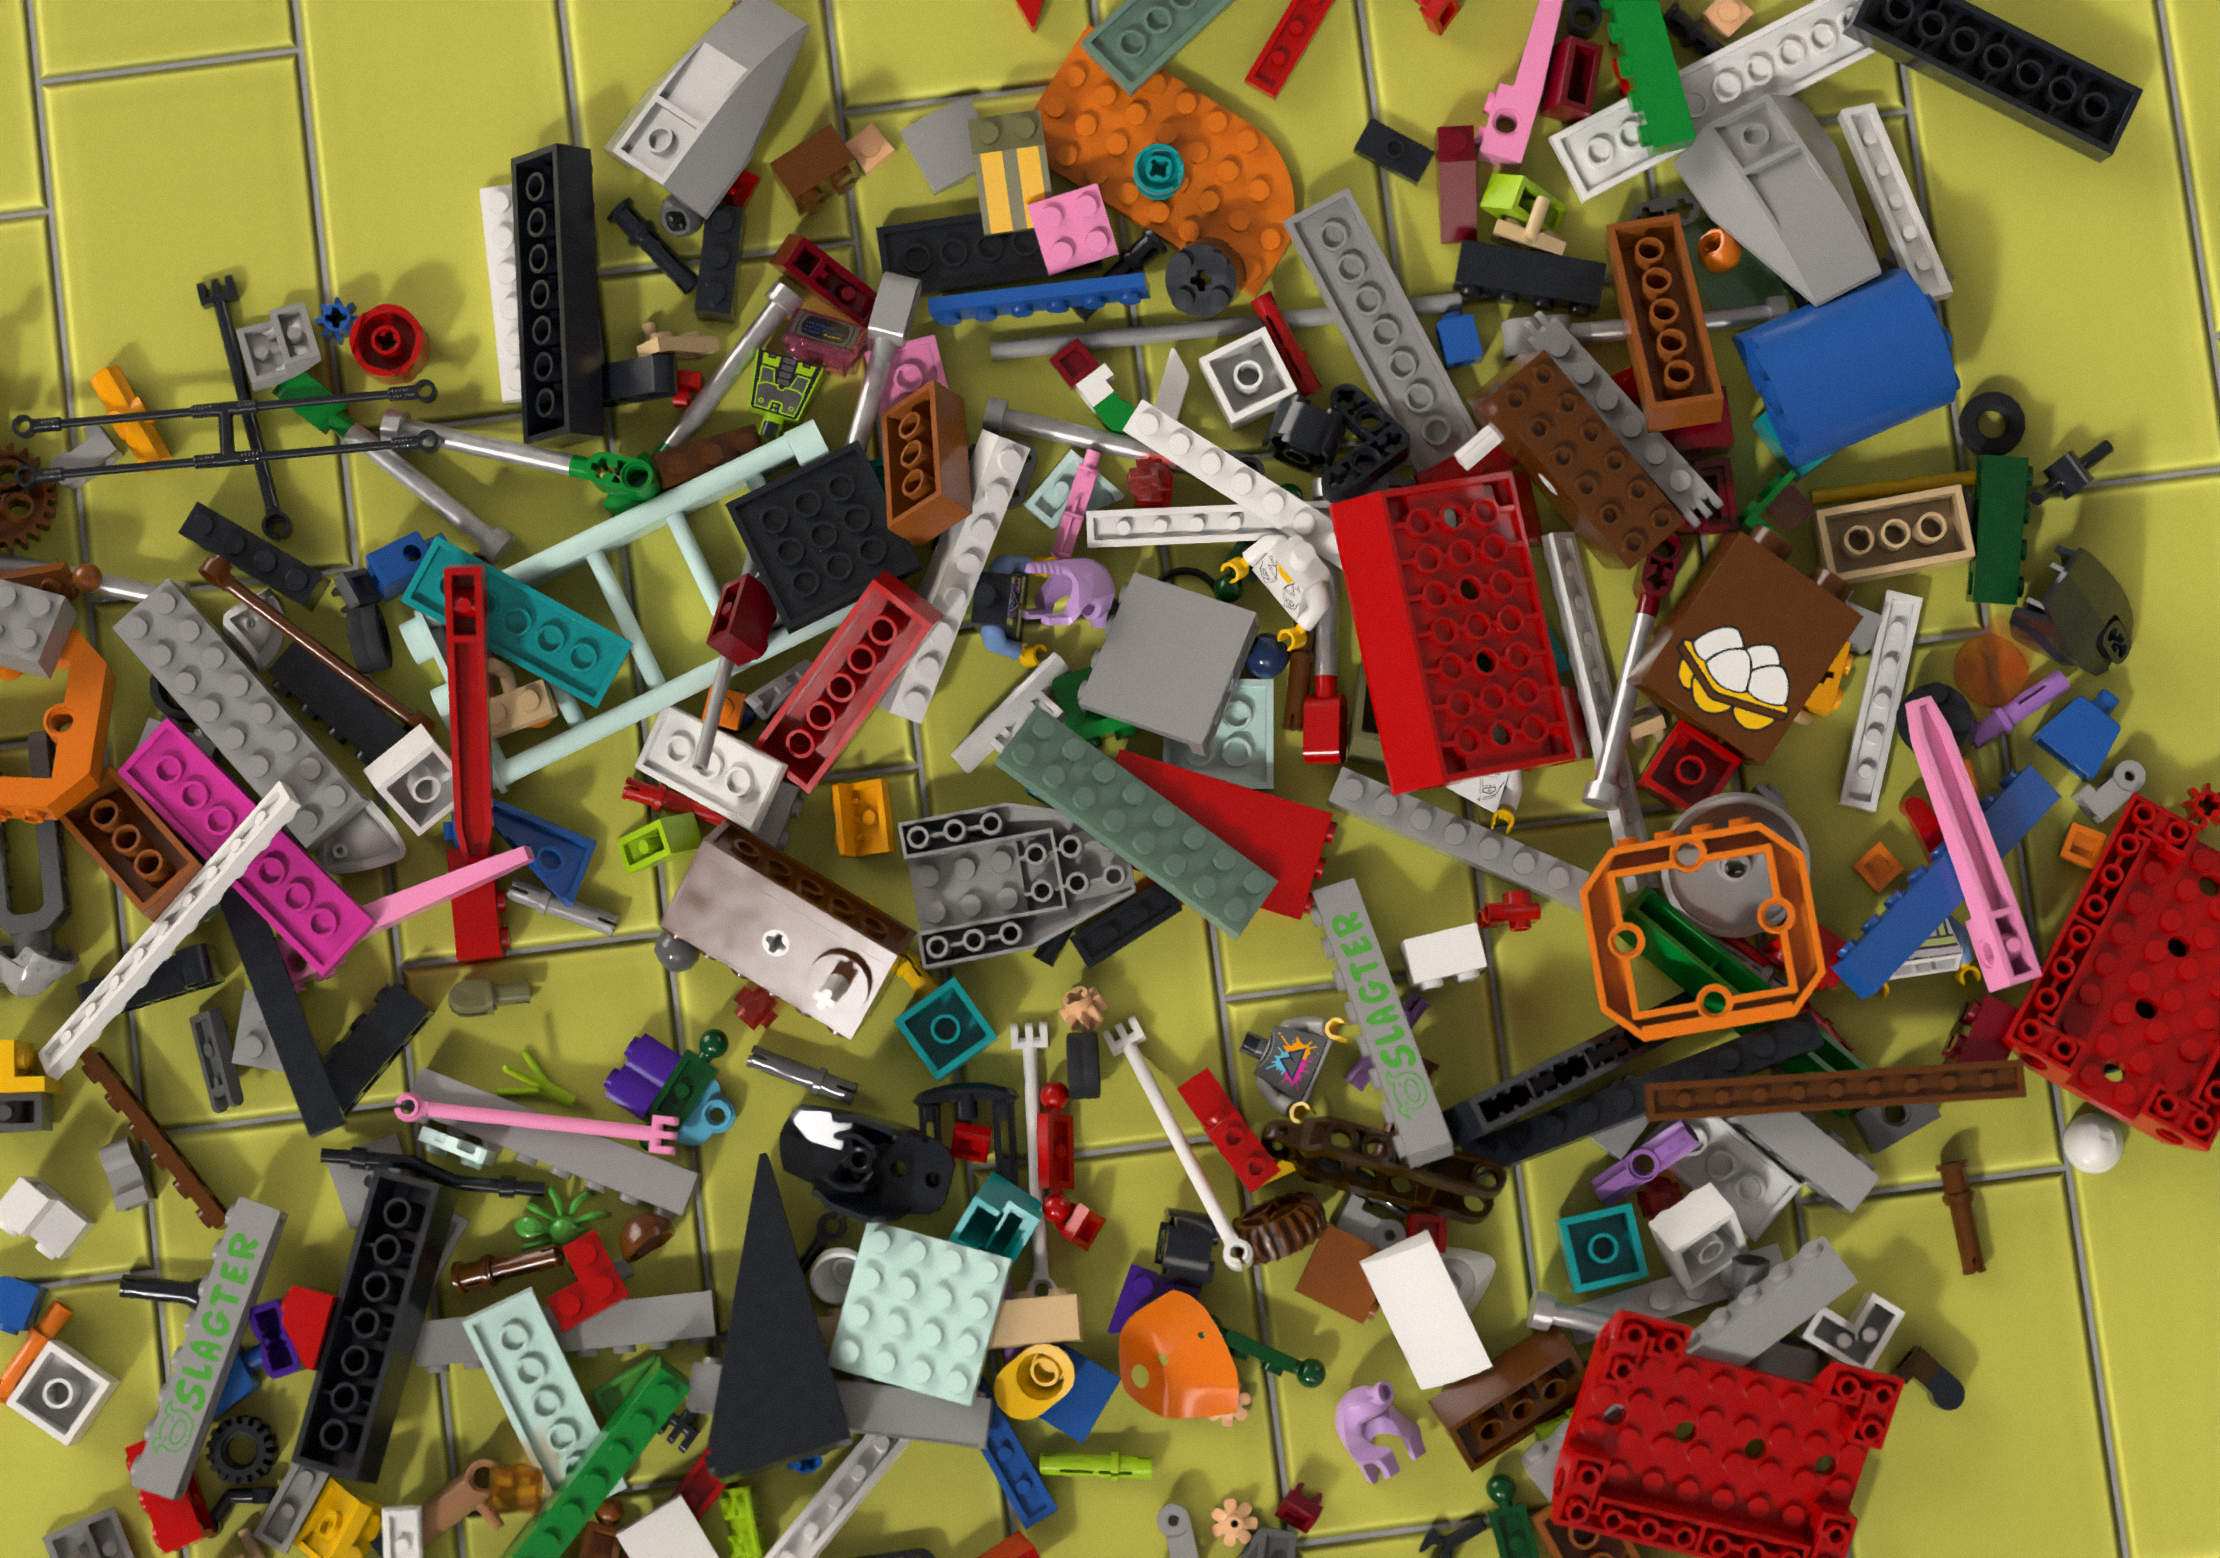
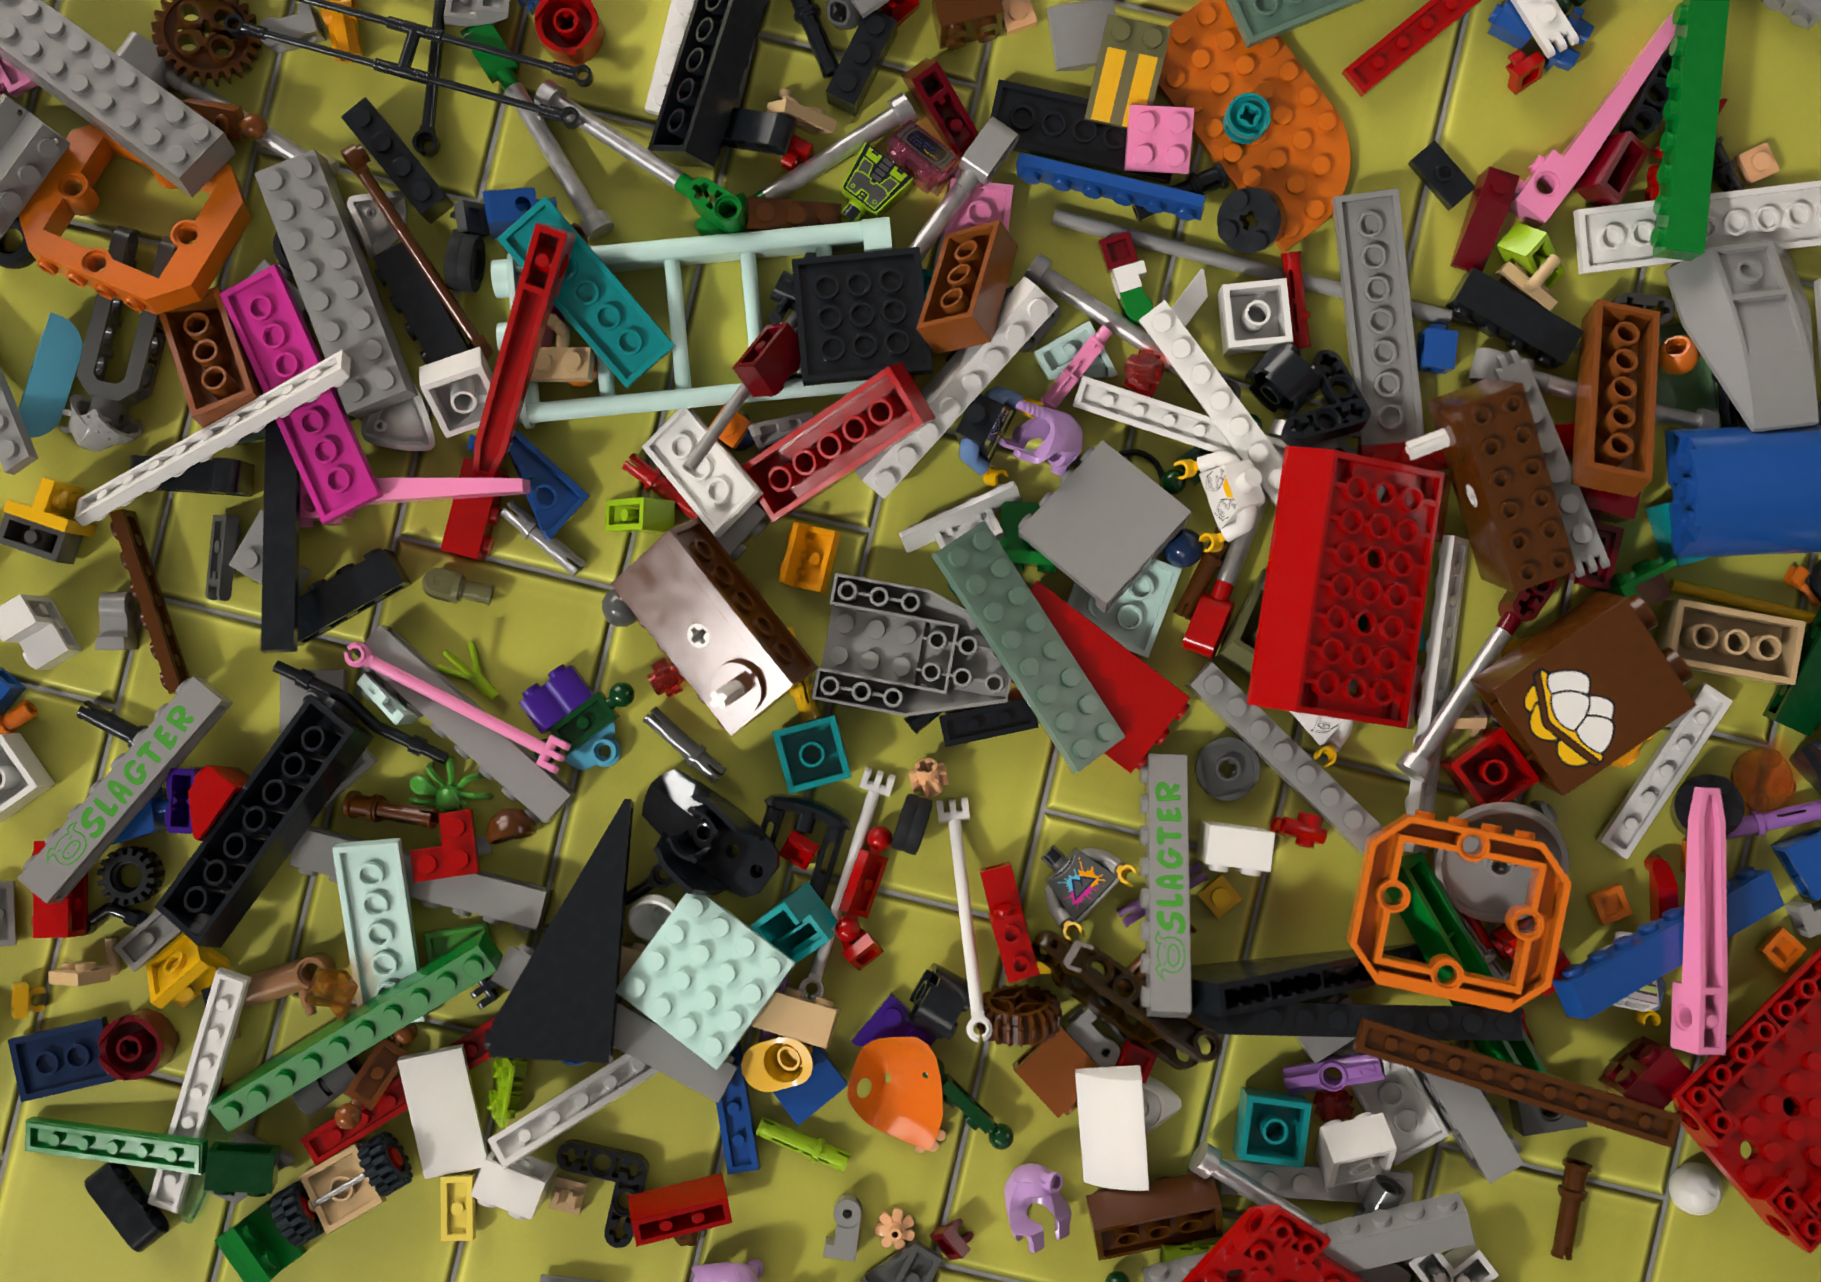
camera: 20 degrees right, 5 degrees up
(731, 544) = (784, 296): none -> black piece
(1413, 857) = (1242, 778): none -> dark grey plate
(1450, 1020) = (1219, 896): none -> yellow plate
(1942, 440) = (1796, 578): none -> orange hand

